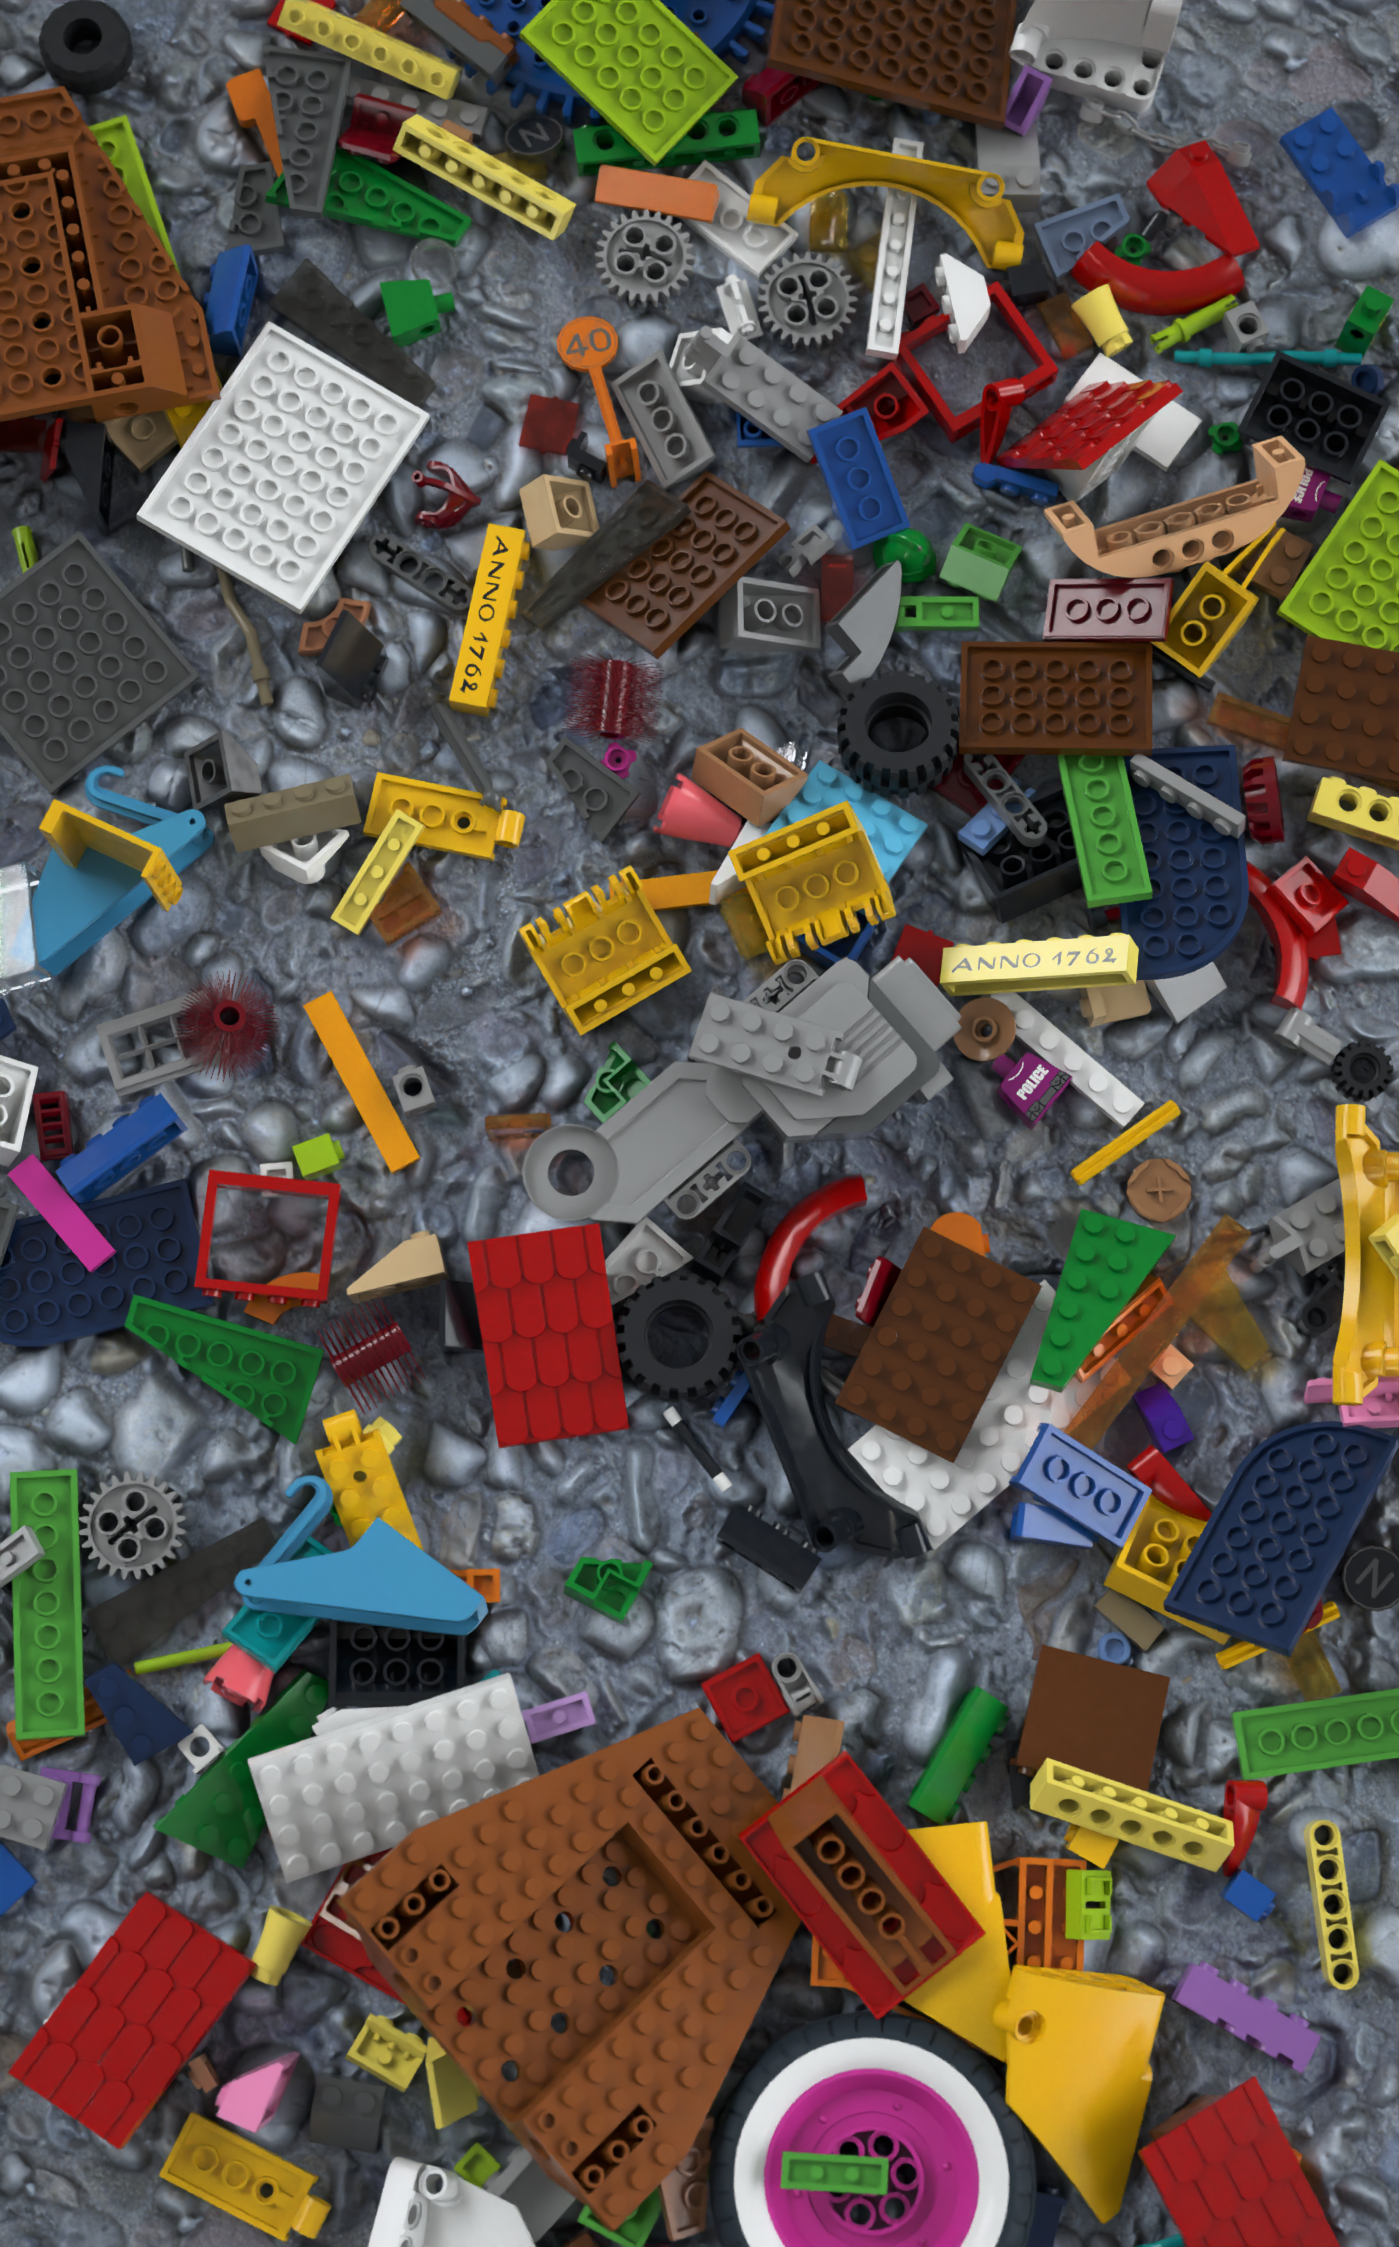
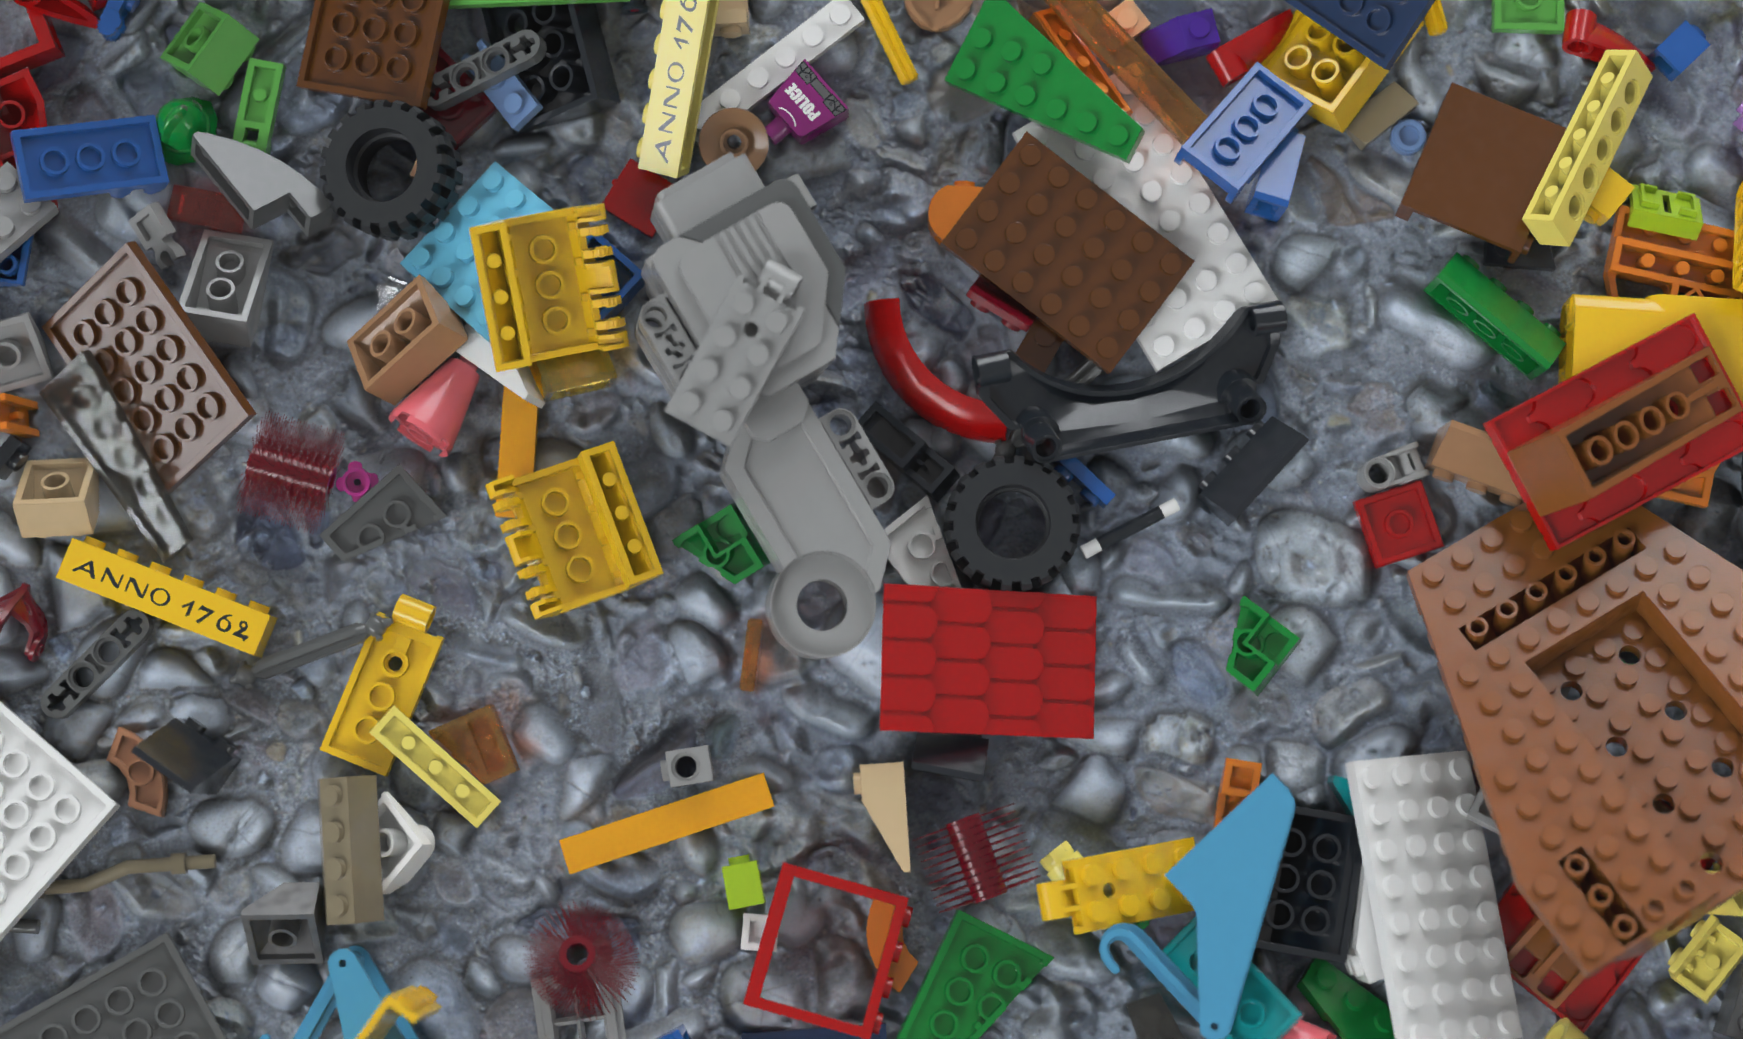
camera: 80 degrees left, 5 degrees up
(559, 1717) = (1389, 721): lavender plate -> none

